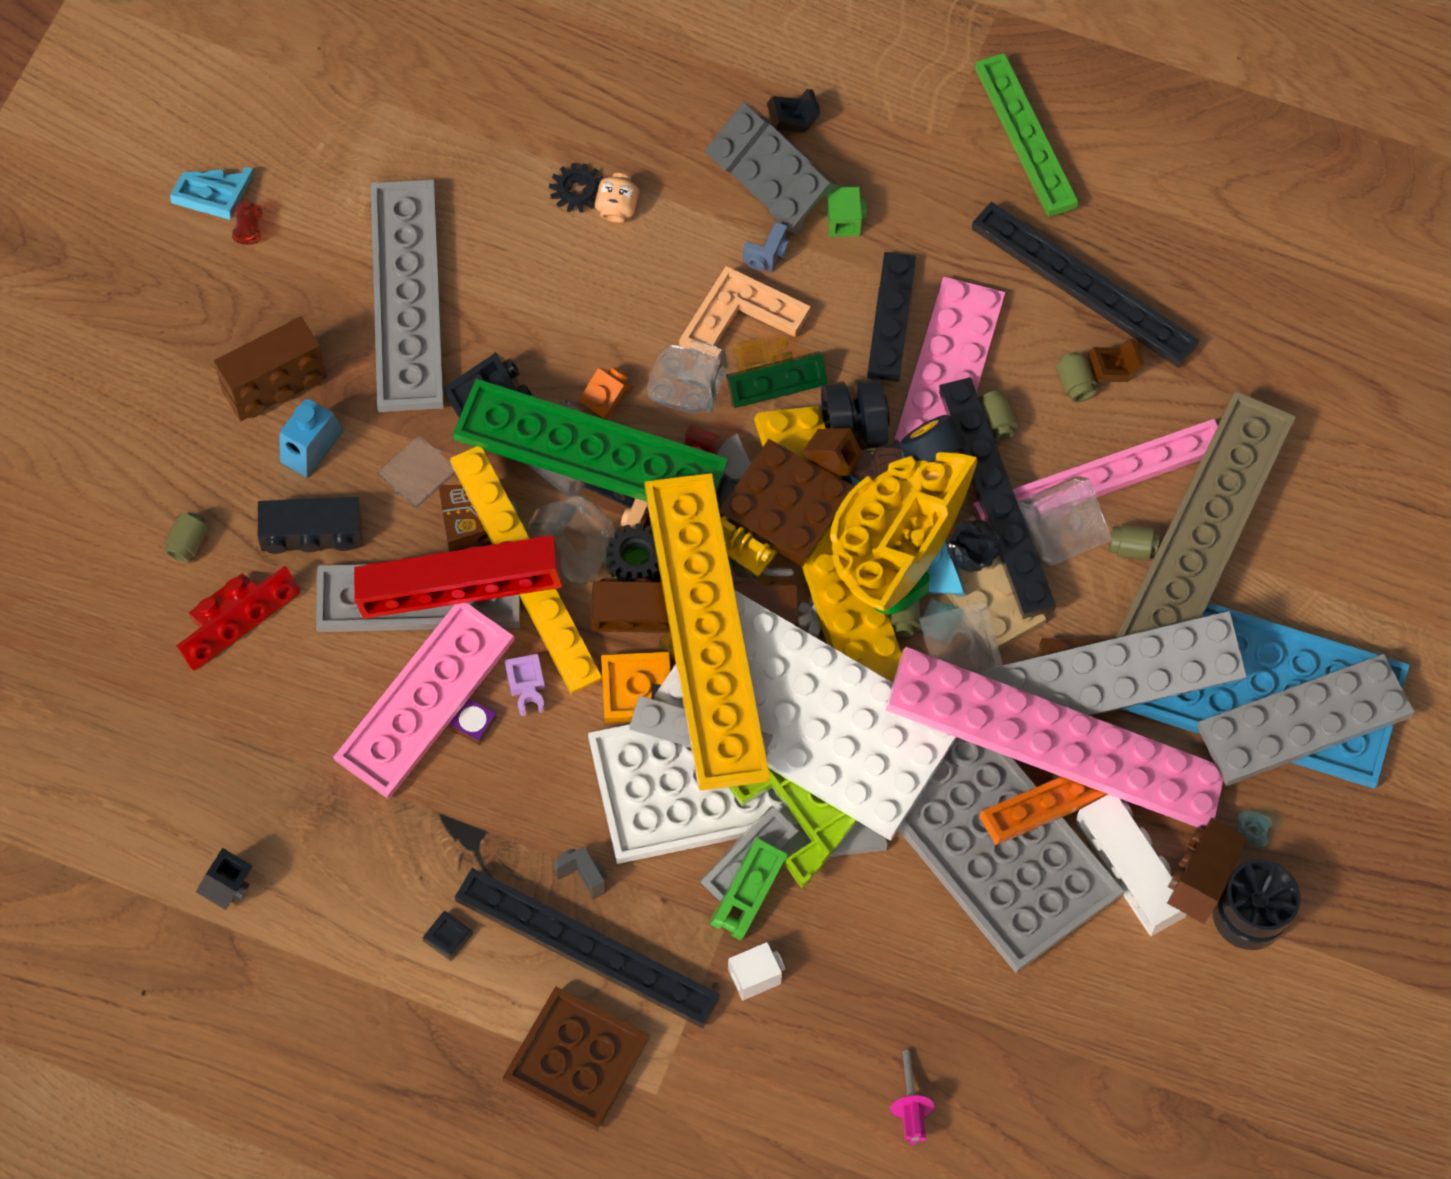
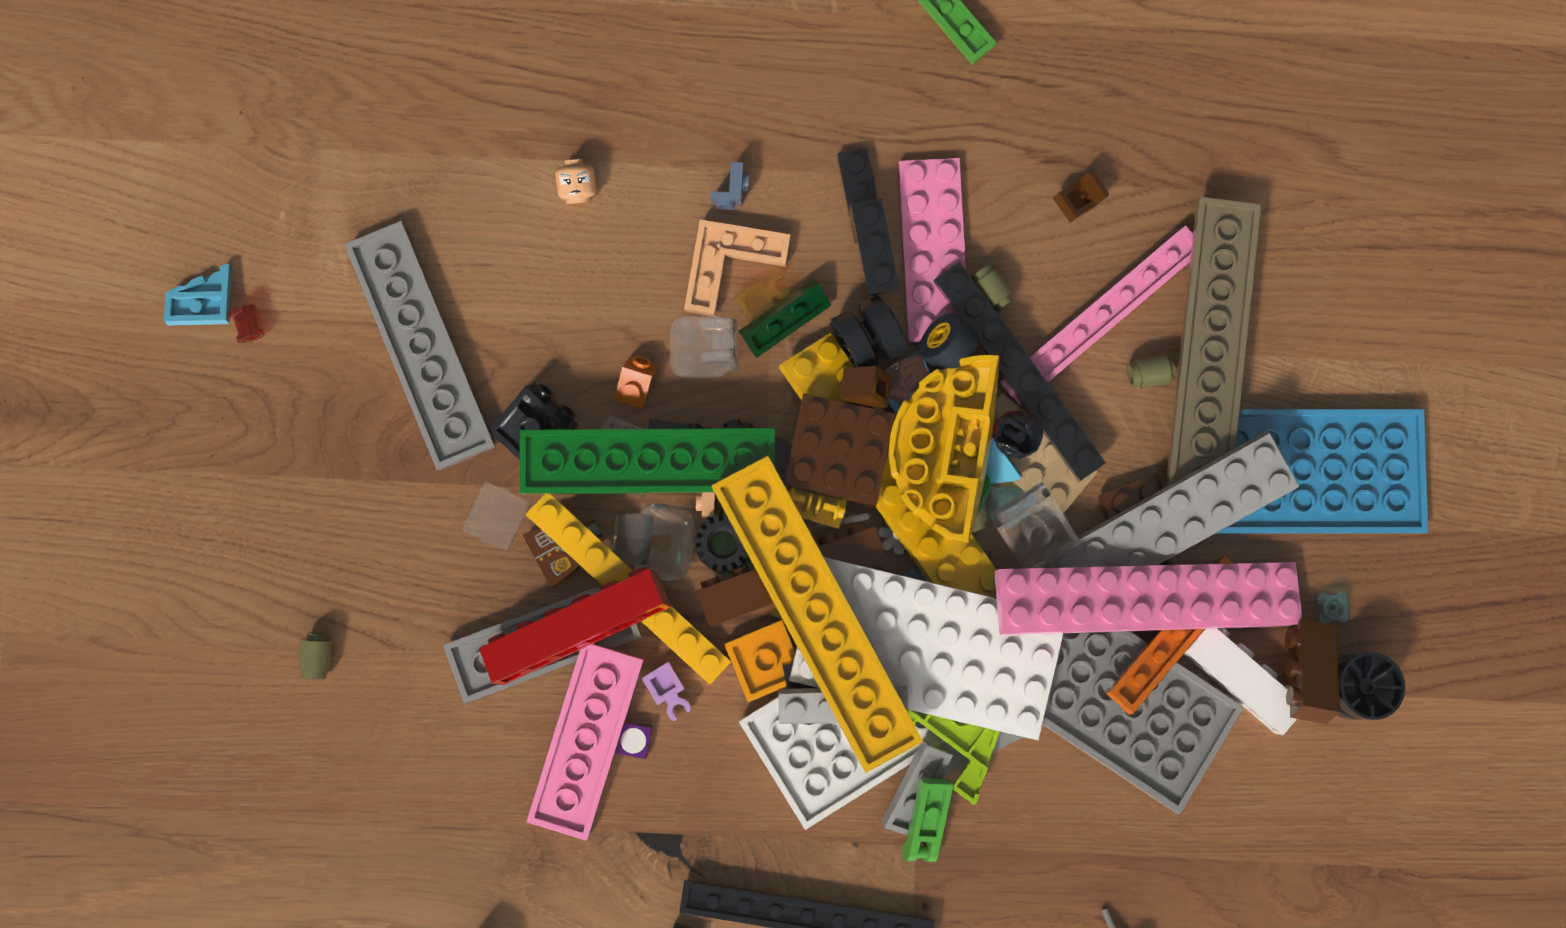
camera: 20 degrees left, 20 degrees up
(233, 613) = (384, 713): red bracket -> none
(270, 369) = (326, 472): reddish brown piece -> none
(309, 524) = (420, 607): black brick -> none
(310, 431) = (387, 522): dark azure torso -> none
(565, 183) = (521, 179): black gear -> none
(590, 872) = (786, 848): dark grey bracket -> none
(702, 439) = (740, 406): clear red plate -> none
(737, 458) = (775, 413): light grey tile -> none
(756, 970) = (957, 887): white brick -> none
(770, 166) = (707, 104): dark grey piece -> none
(794, 113) = (706, 35): black bracket -> none
(845, 212) = (788, 123): bright green brick -> none
(1064, 520) = (1088, 377): clear brick -> none
(1076, 377) = (1050, 223): olive brick -> none
(1085, 284) = (1027, 125): black plate -> none
(1305, 719) = (1352, 495): light grey plate -> none

